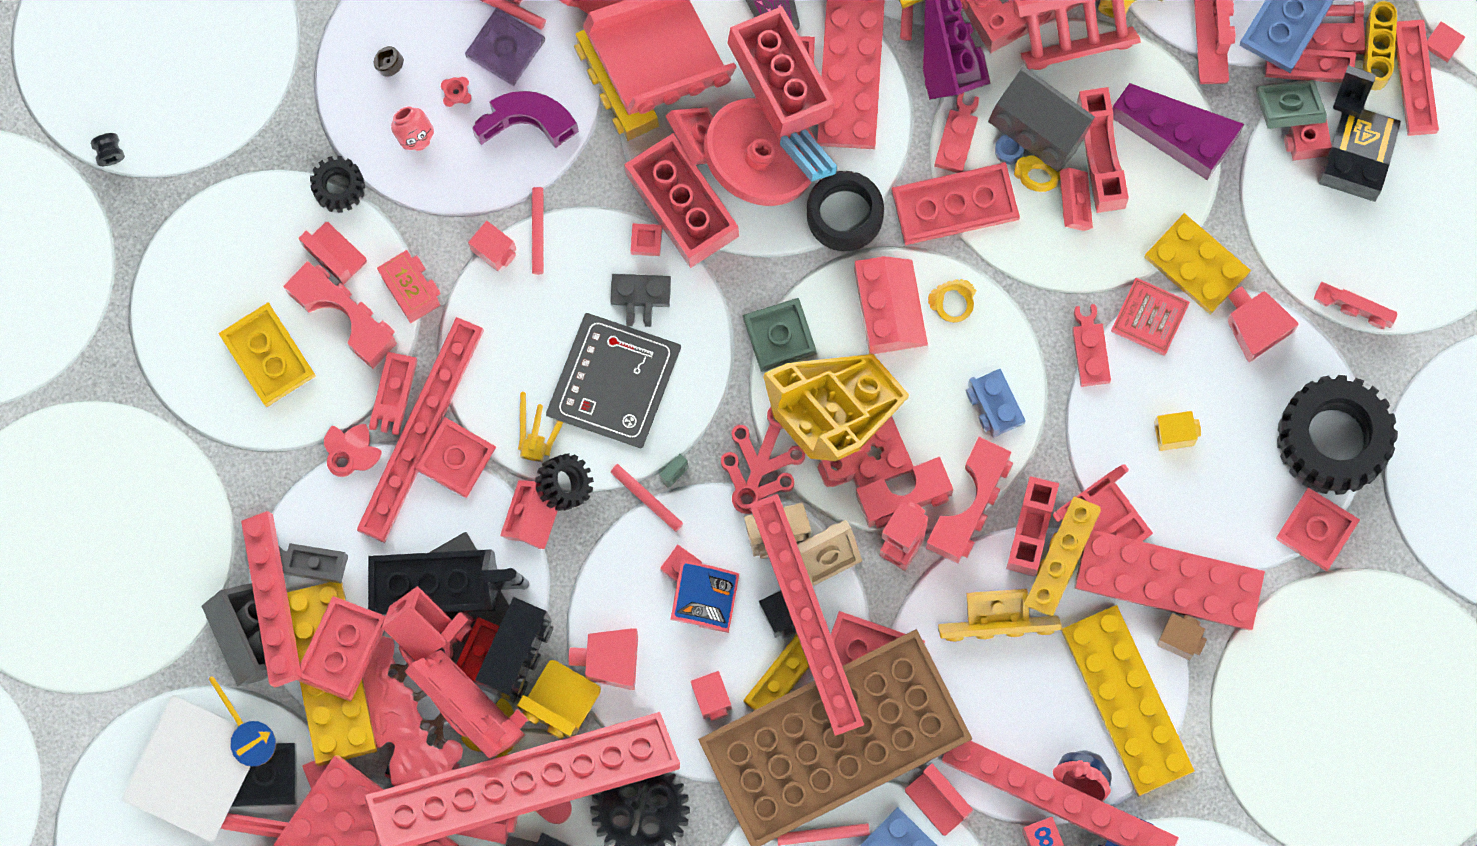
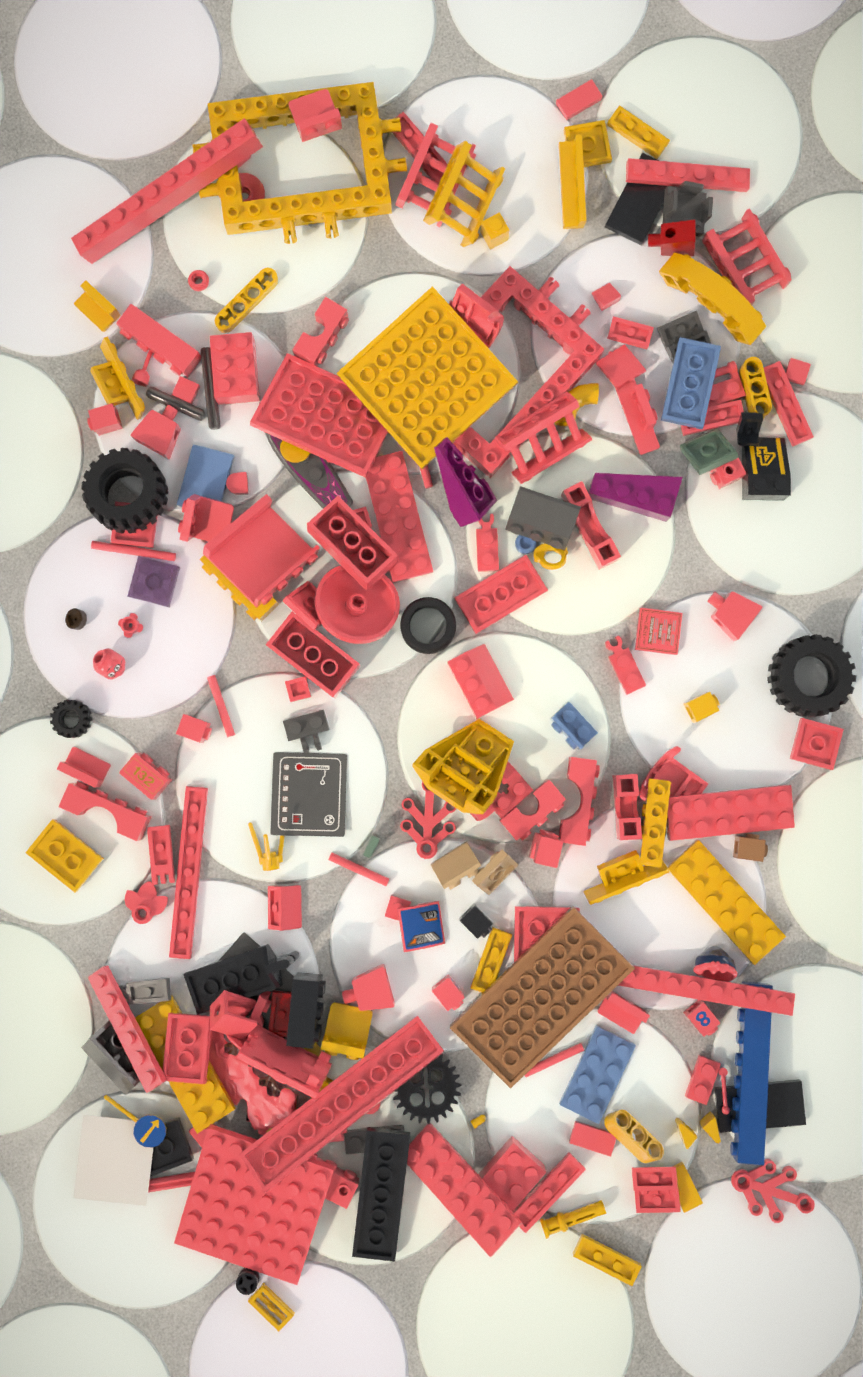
camera: 20 degrees left, 10 degrees up
(455, 458) = (219, 885): coral tile -> none
(530, 109) = (185, 622): magenta arch -> none
(578, 477) = (310, 877): black tyre -> none
(779, 334) = (411, 725): sand green tile -> none
(806, 614) = (496, 925): coral plate -> none
(812, 154) = (393, 593): medium azure tile -> none
(963, 288) = (526, 652): yellow piece -> none
(1076, 199) = (582, 565): coral plate -> none
(1197, 263) = (678, 583): yellow plate -> none
(1354, 305) = (792, 580): coral hinge -> none

